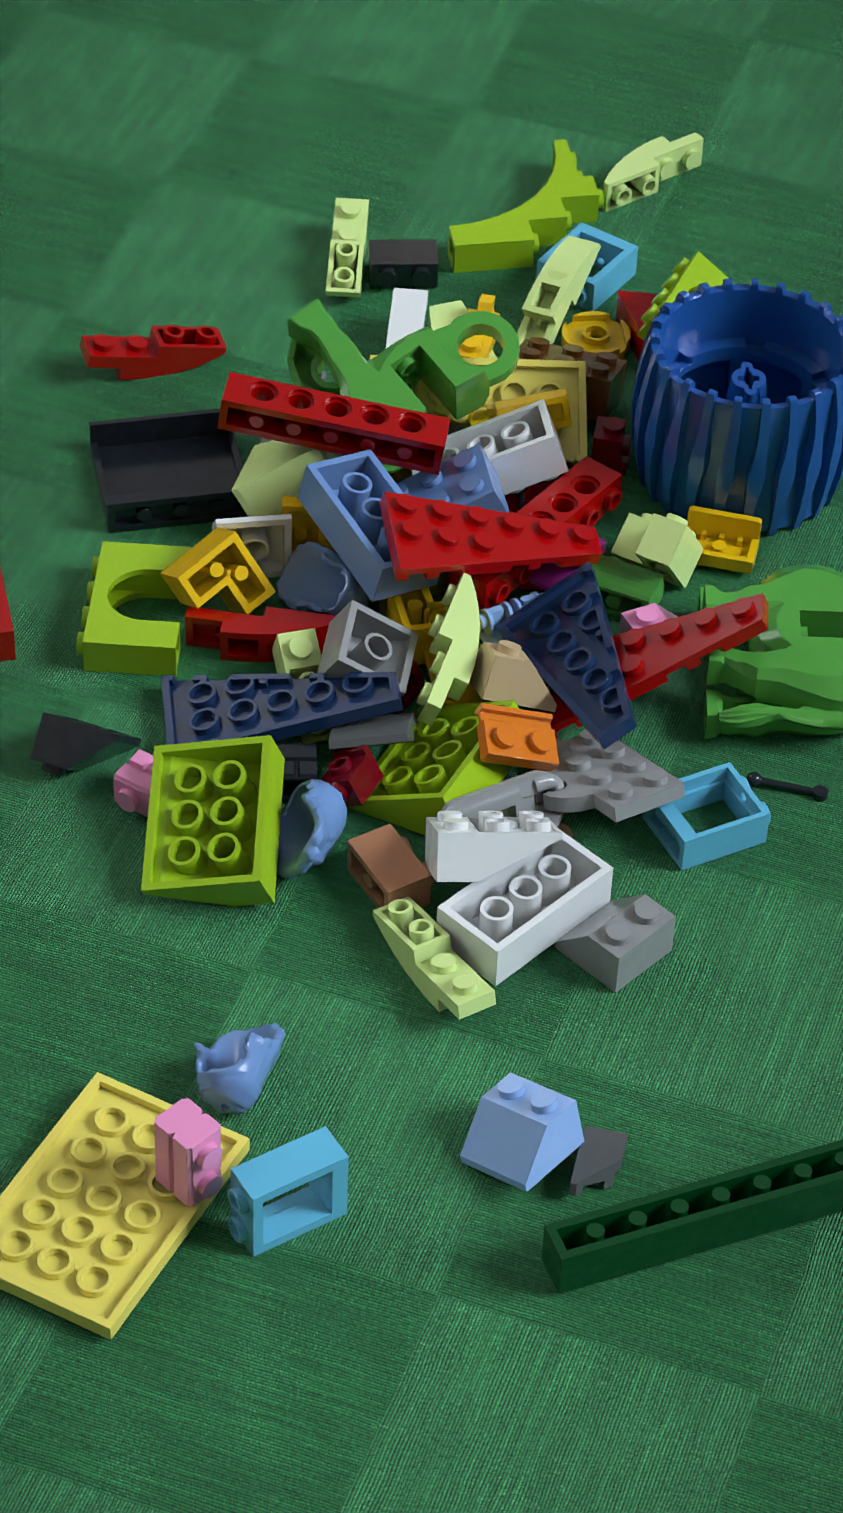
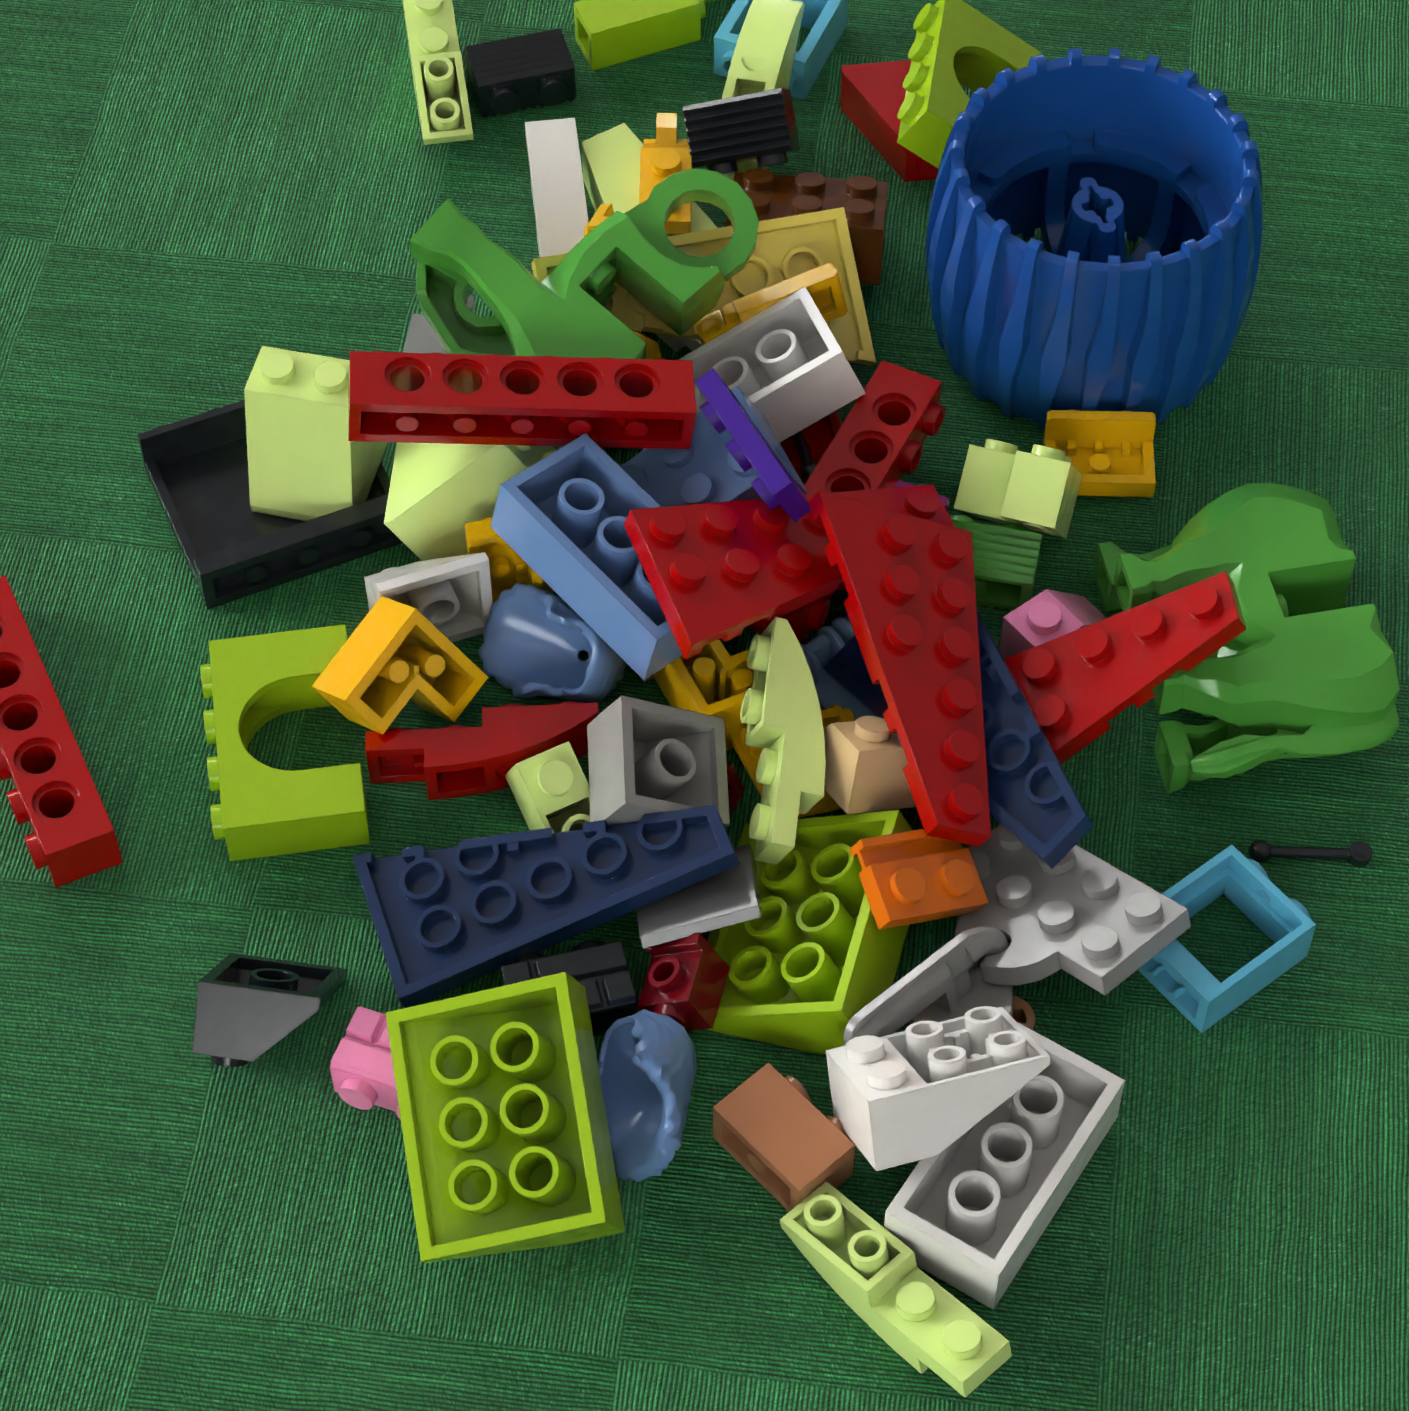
camera: 10 degrees left, 10 degrees up
(164, 352) = (211, 288): red slope -> none
(188, 439) = (300, 437): none -> yellowish green slope
(474, 473) = (750, 447): none -> dark purple plate
(538, 311) = (742, 130): none -> black brick
(555, 601) = (920, 642): none -> red wing
(610, 335) = (849, 134): yellow plate -> none
(611, 443) = (899, 324): dark red brick -> none
(620, 940) = (1151, 1185): light grey slope -> none

